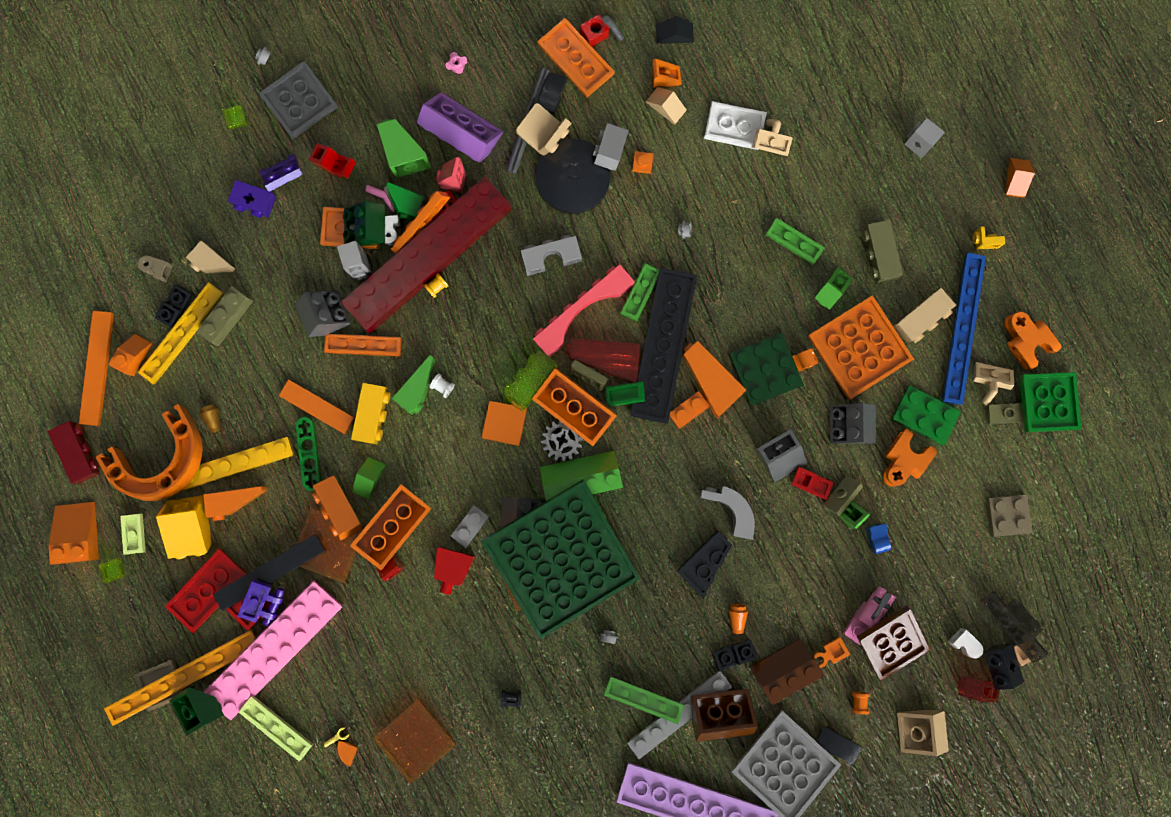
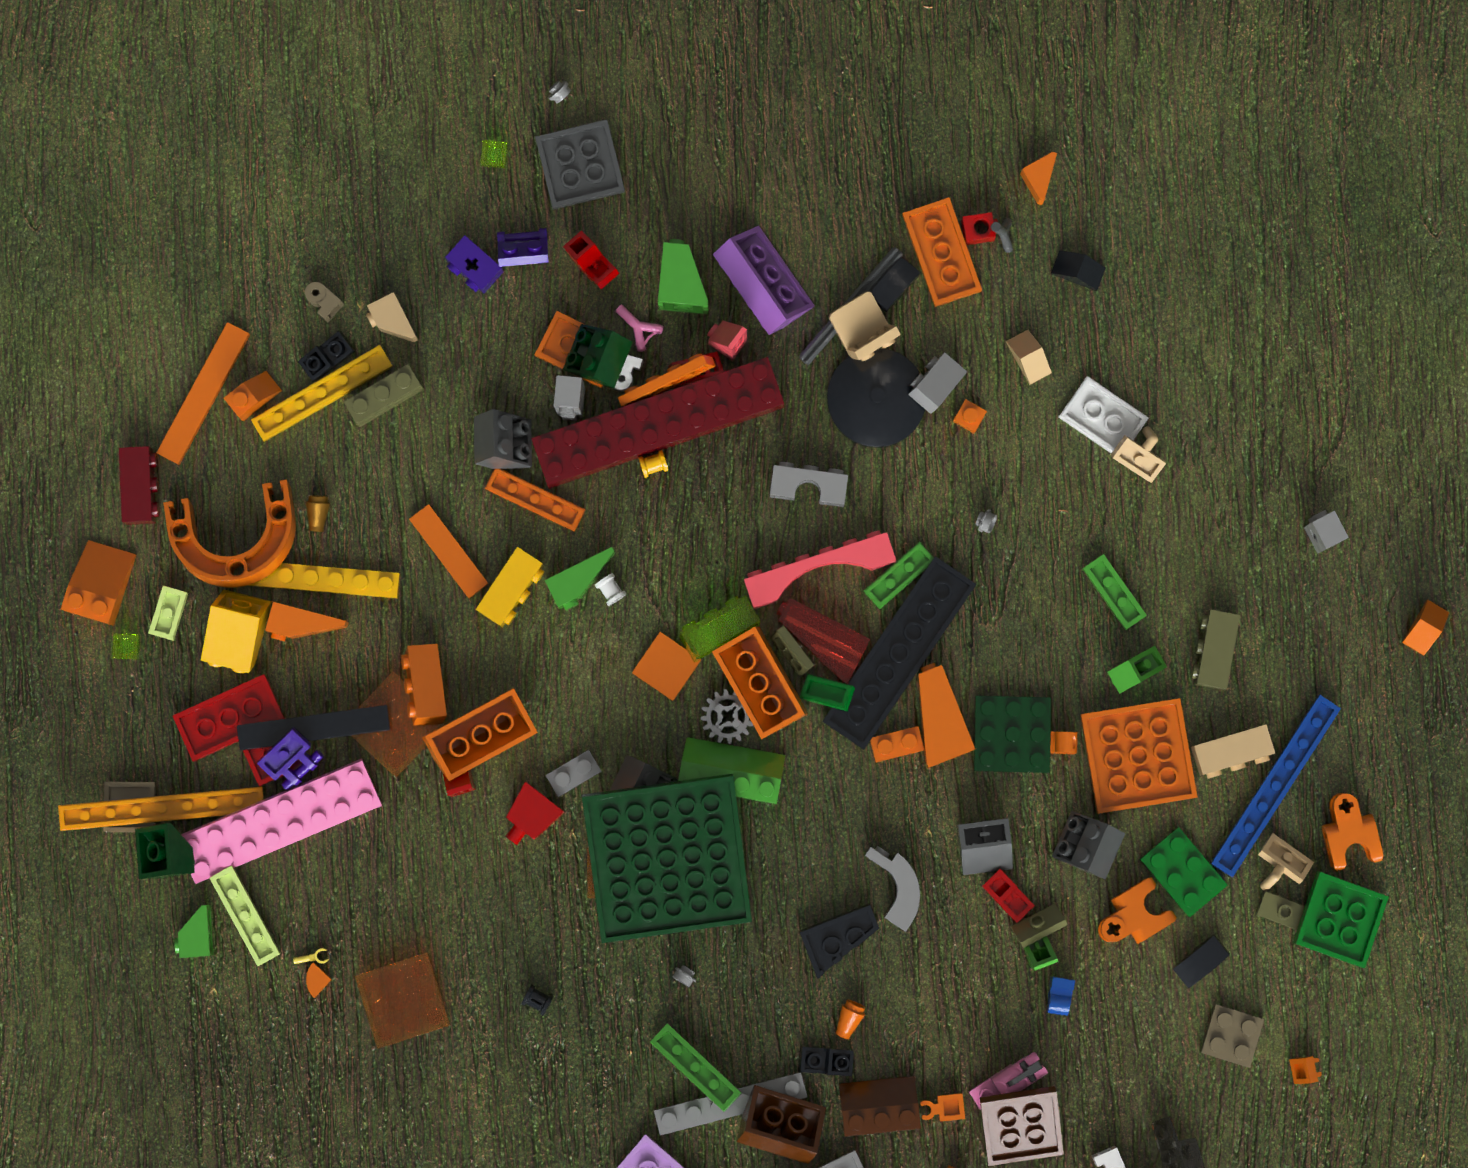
camera: 25 degrees right, 0 degrees up
(246, 757) = (196, 935): none -> bright green slope
(306, 454) = (413, 604): green beam -> none
(368, 477) = (475, 663): bright green slope -> none
(403, 201) = (656, 345): green slope -> none
(461, 63) = (792, 190): bright pink plate -> none
(665, 74) = (1044, 319): orange slope -> none
(967, 472) = (1201, 961): none -> black slope
(989, 241) = (1354, 692): yellow bracket -> none
(1071, 518) = (1304, 1070): none -> orange tile

